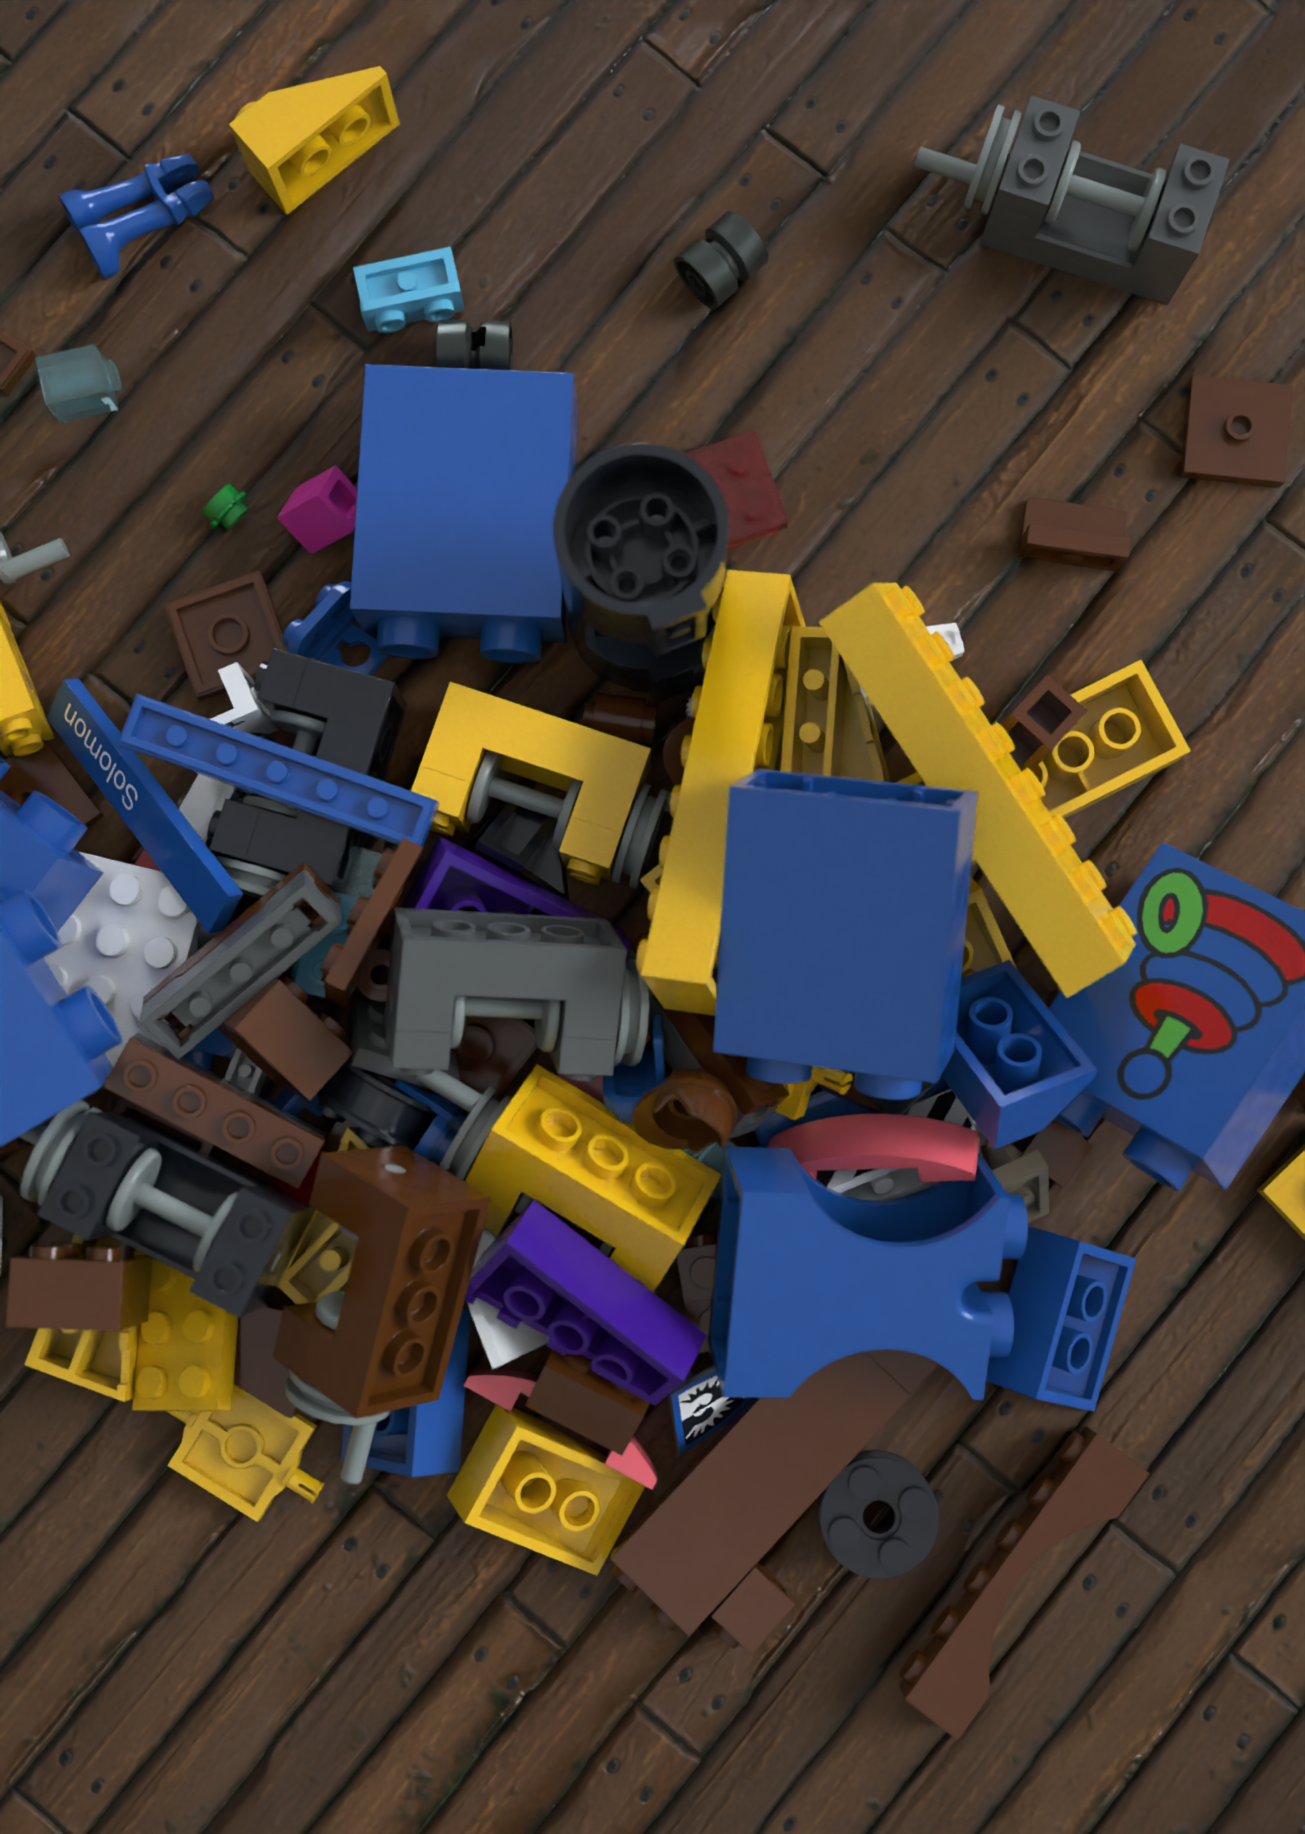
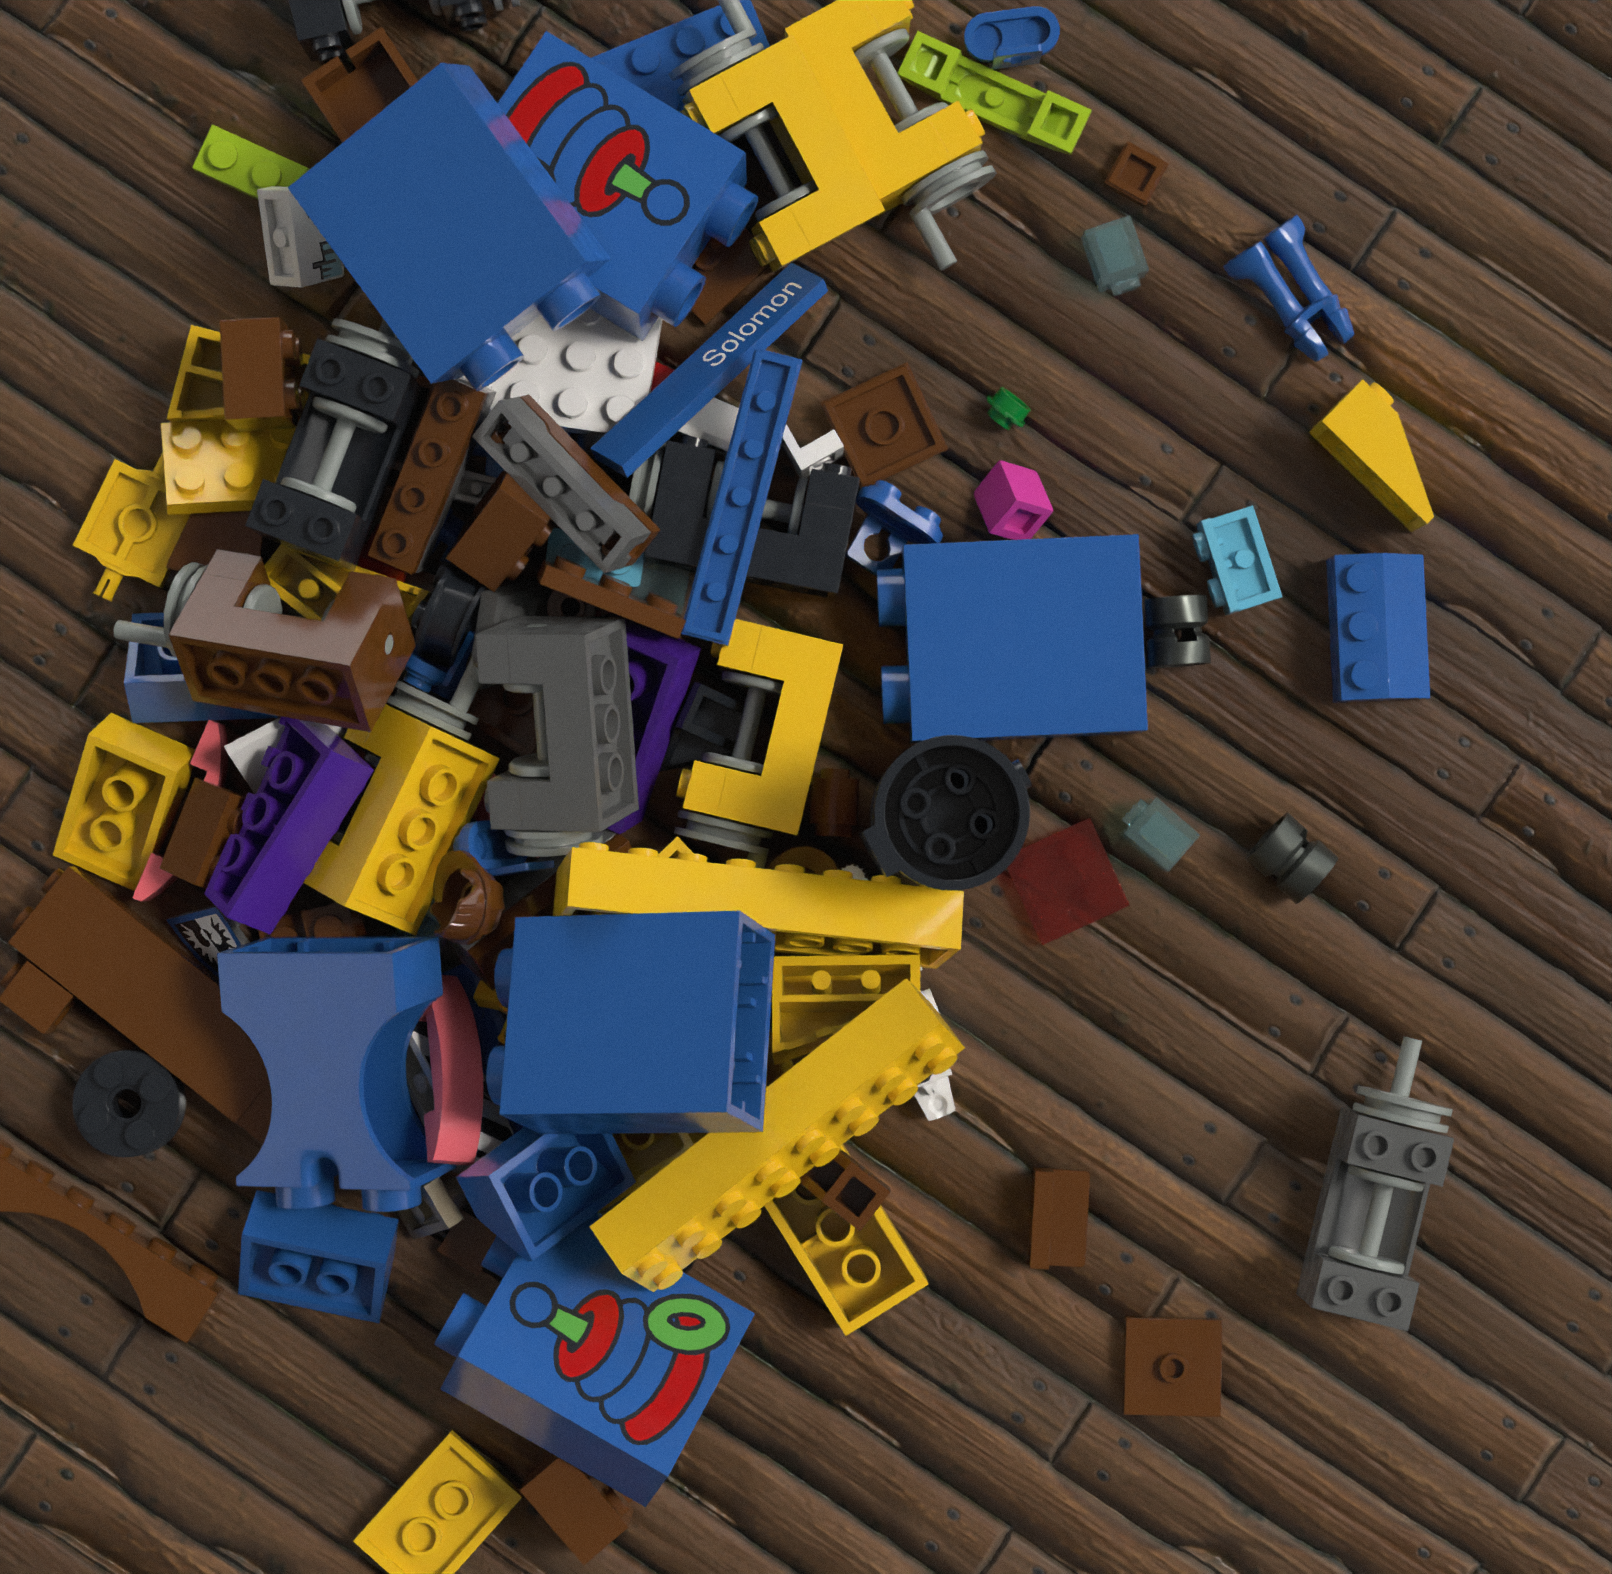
camera: 80 degrees right, 5 degrees up
(491, 163) = (1378, 627): none -> blue slope
(683, 392) = (1158, 832): none -> clear light blue brick

